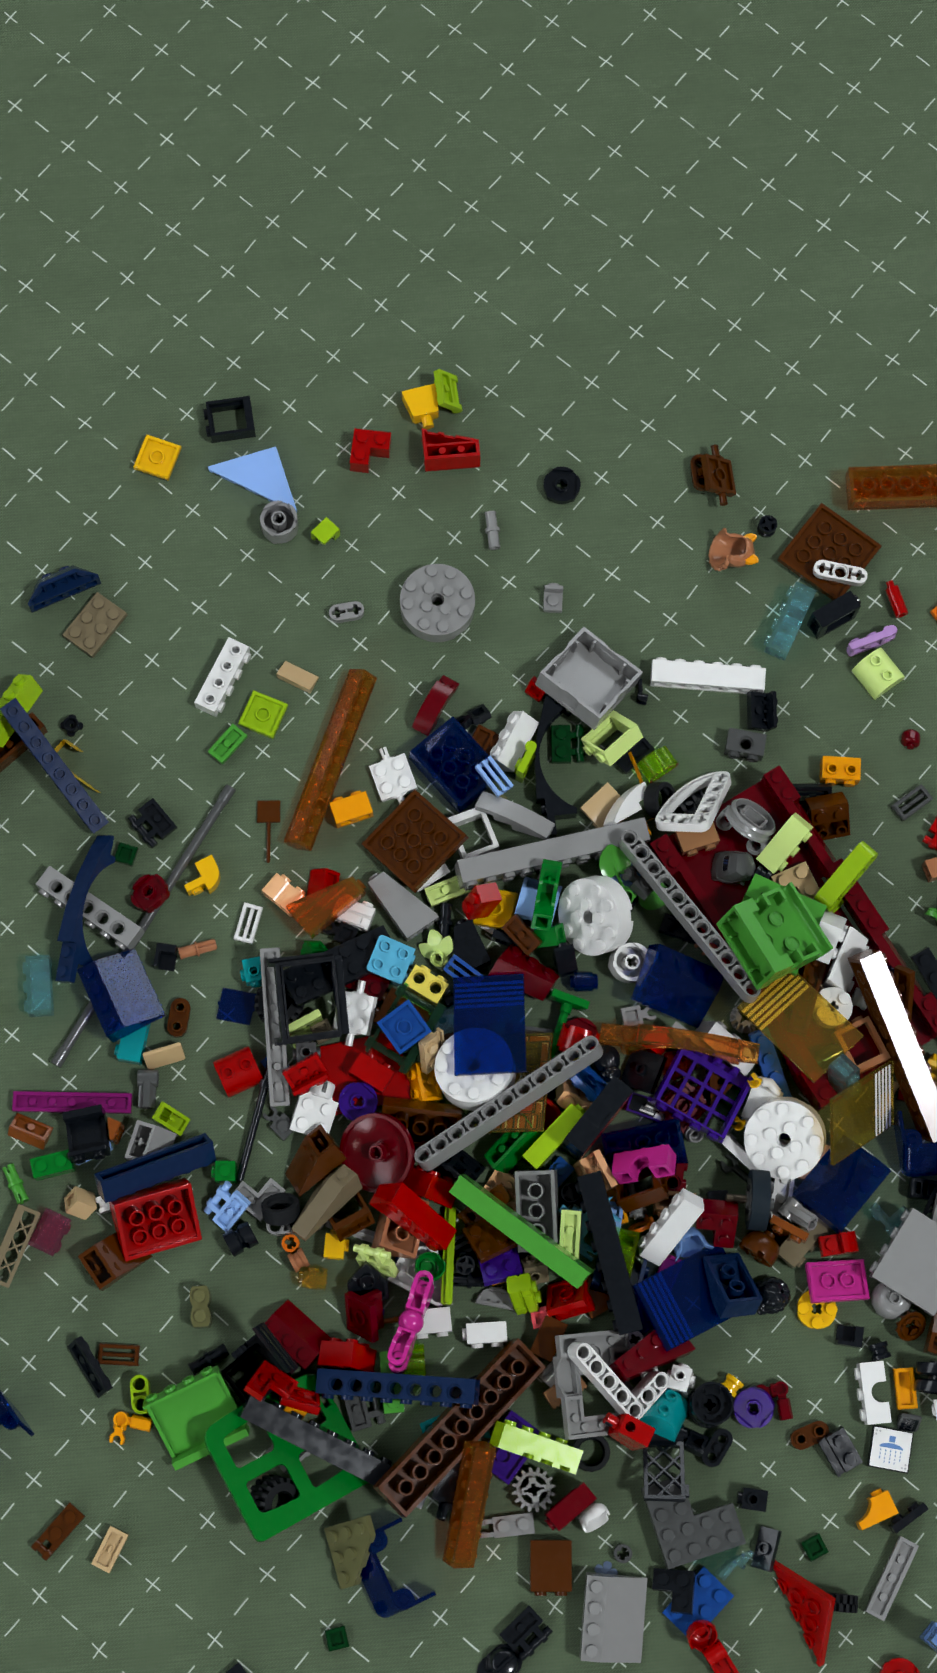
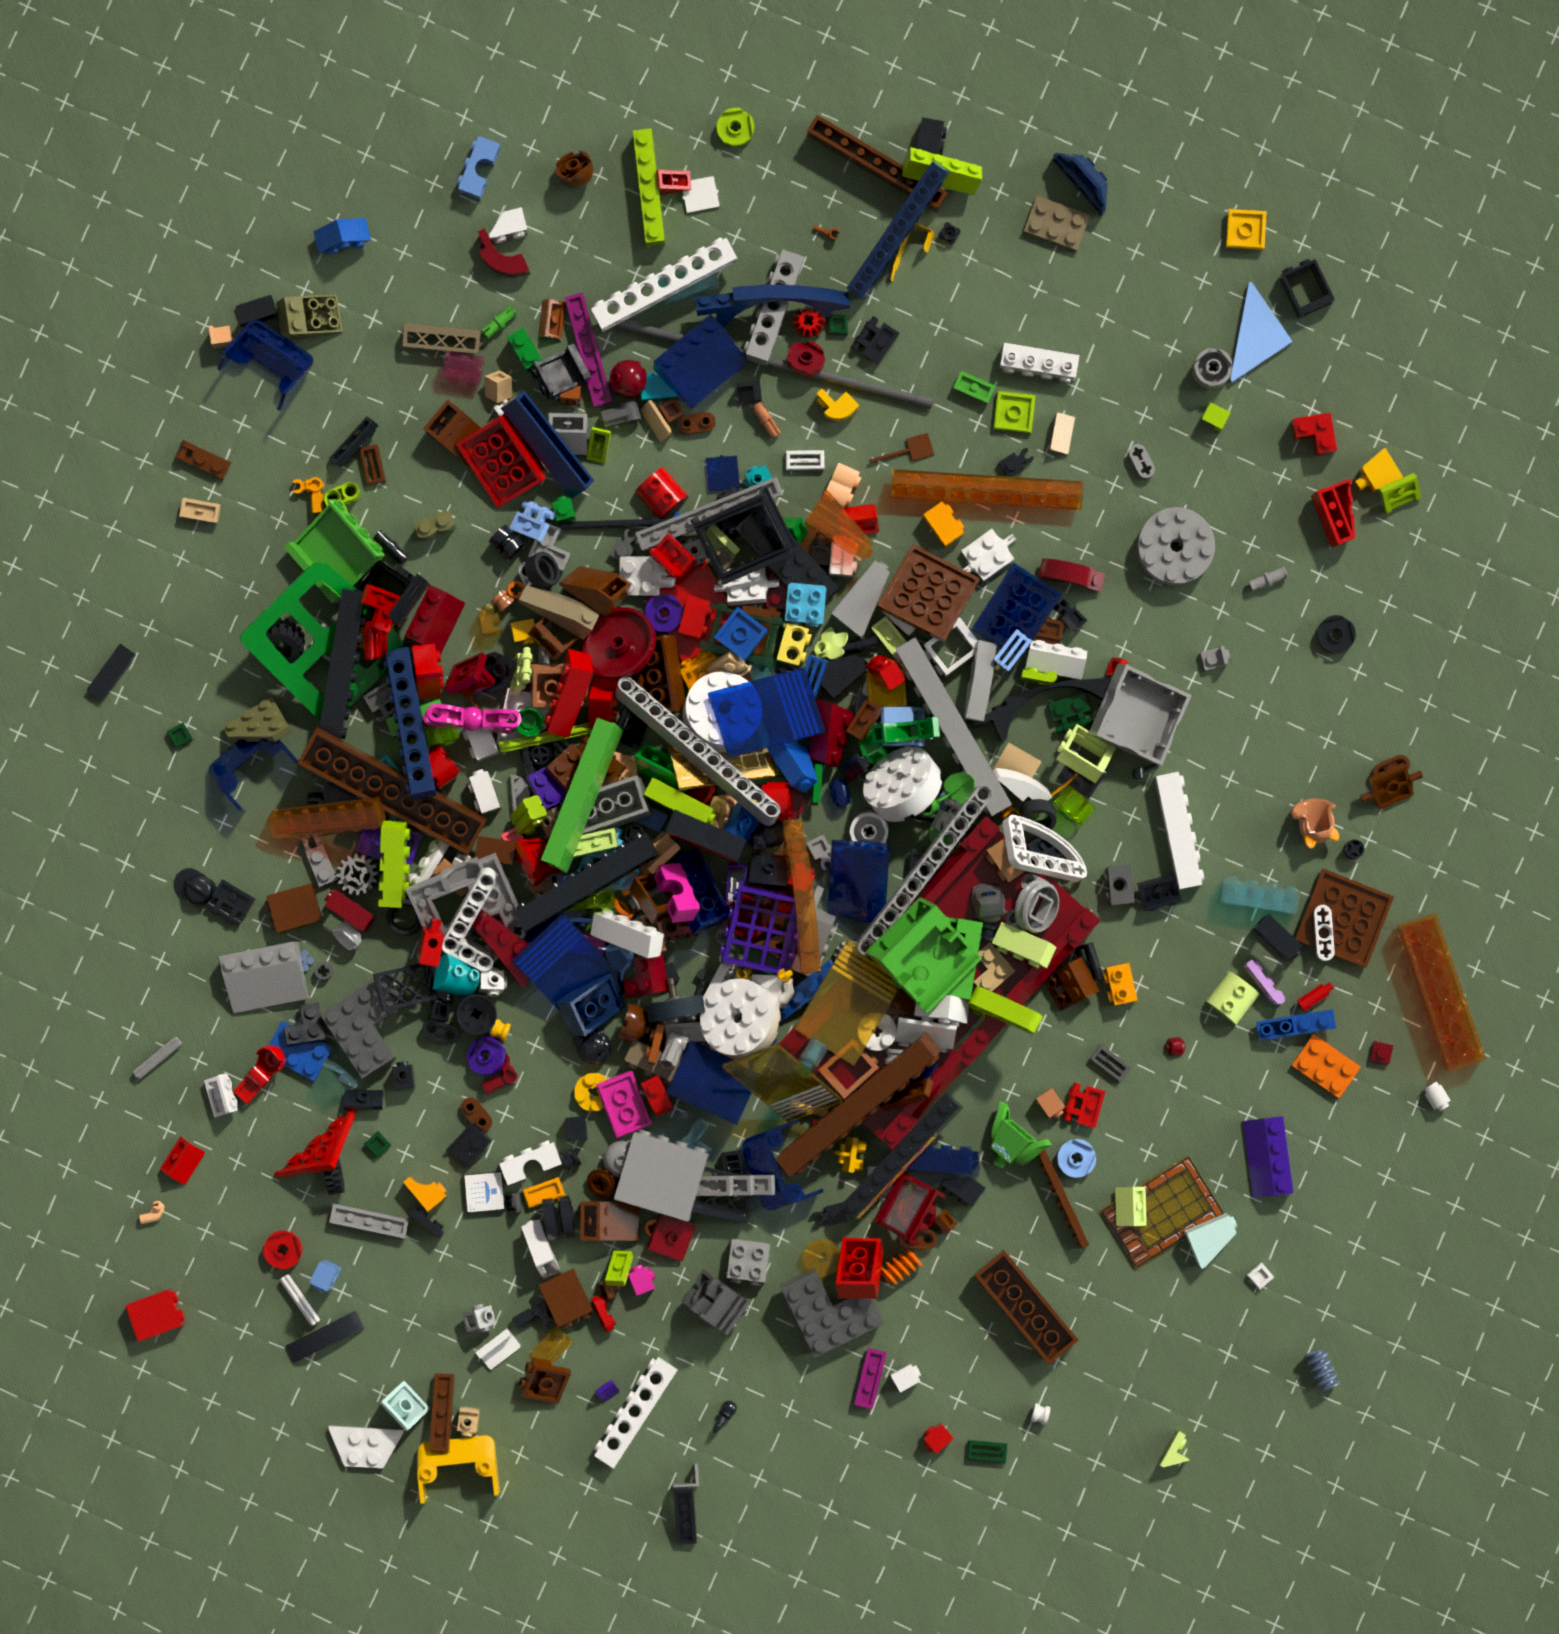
camera: 75 degrees right, 10 degrees up
(33, 838) = (827, 232): none -> dark orange hand
(49, 1073) = (675, 285): none -> white brick
(114, 1069) = (628, 378): none -> dark red cylinder
(121, 878) = (806, 328): none -> red gear
(159, 1037) = (670, 410): none -> reddish brown tile
(312, 729) = (1012, 464): none -> black plate
(453, 1366) = (442, 769): none -> red brick
(542, 1411) = (428, 862): none -> white plate
(548, 1013) = (795, 765): none -> blue slope
(919, 622) = (1296, 1025): none -> blue slope

